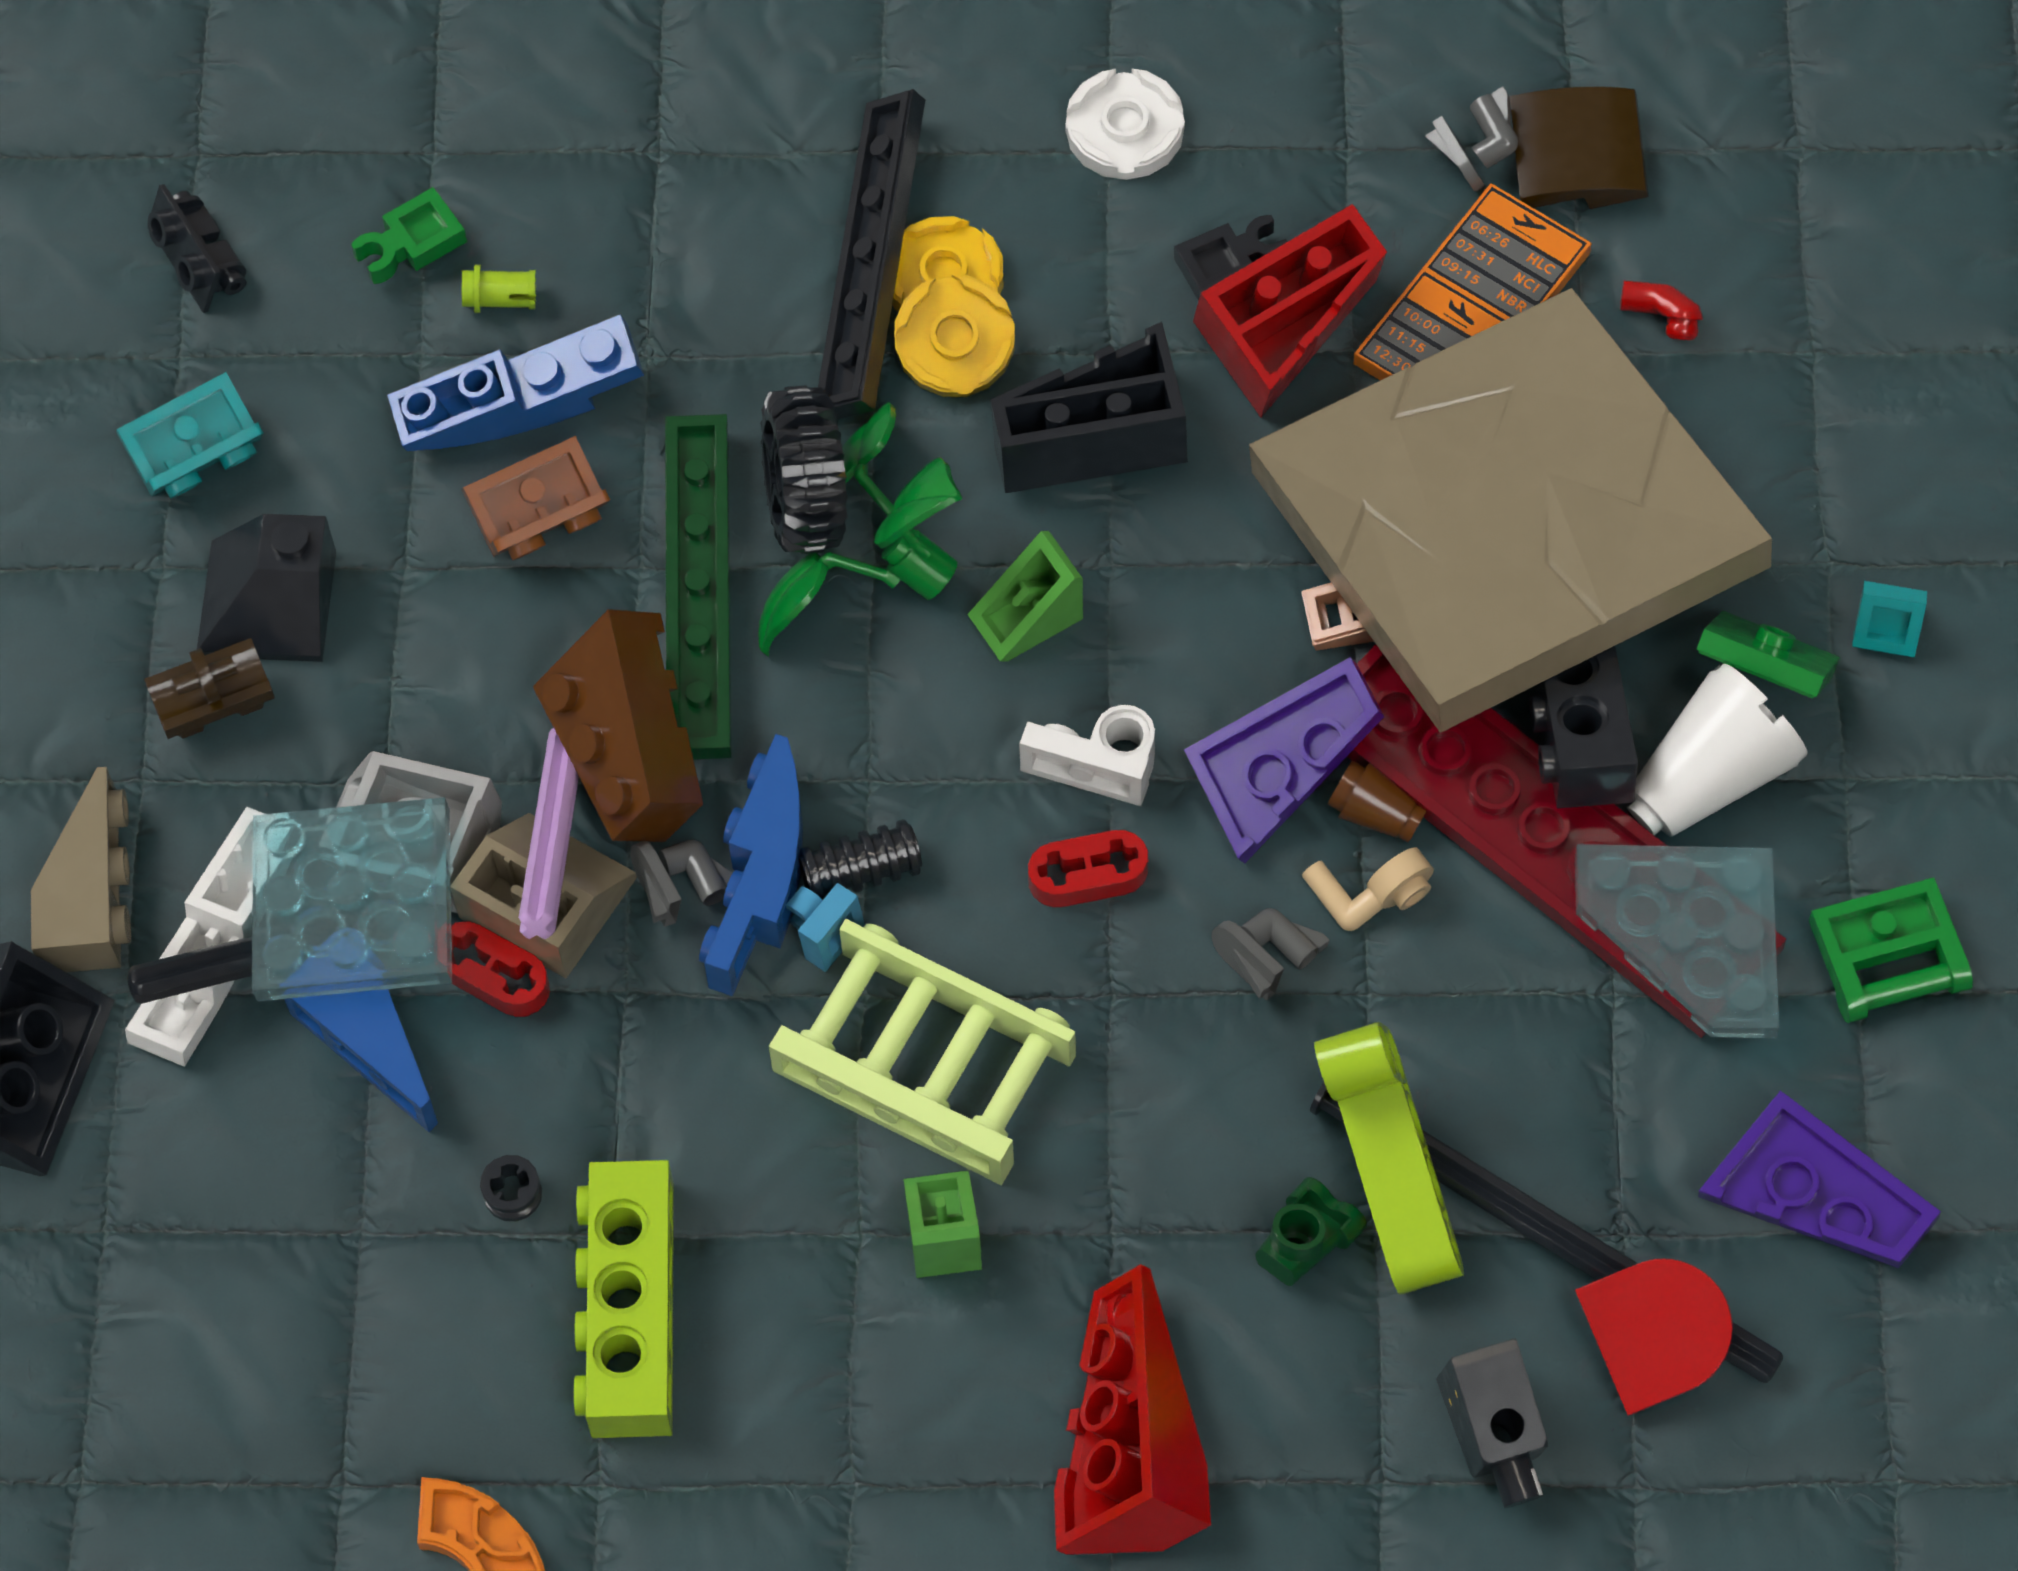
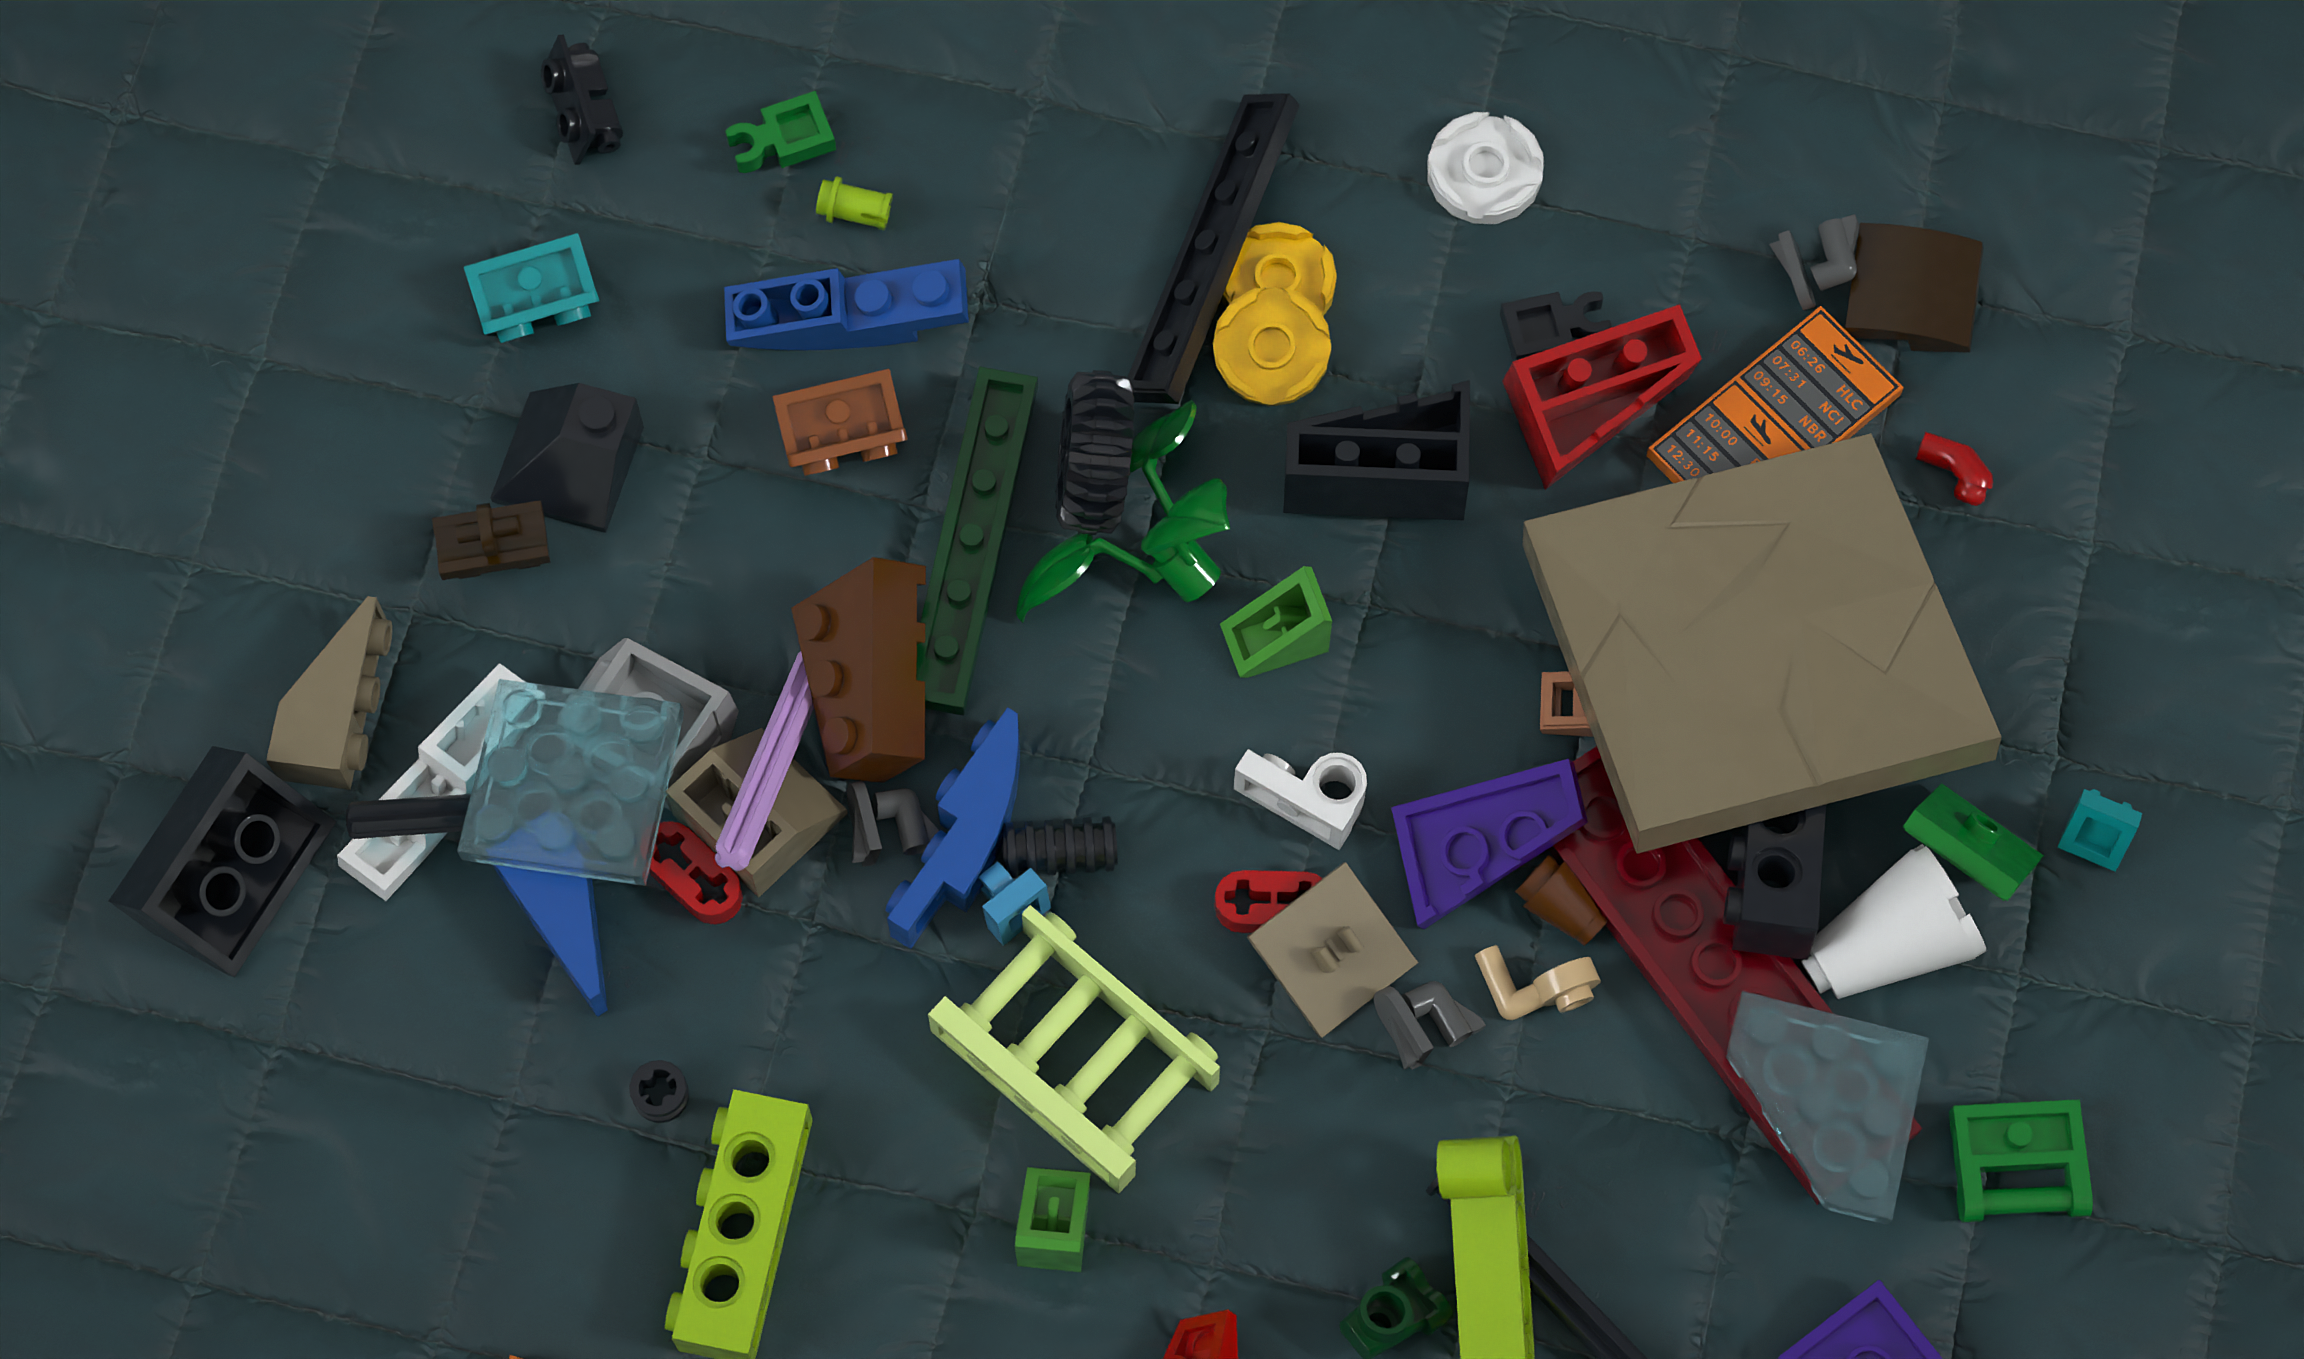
camera: 10 degrees right, 5 degrees up
(1158, 899) = (1332, 949): none -> dark tan piece

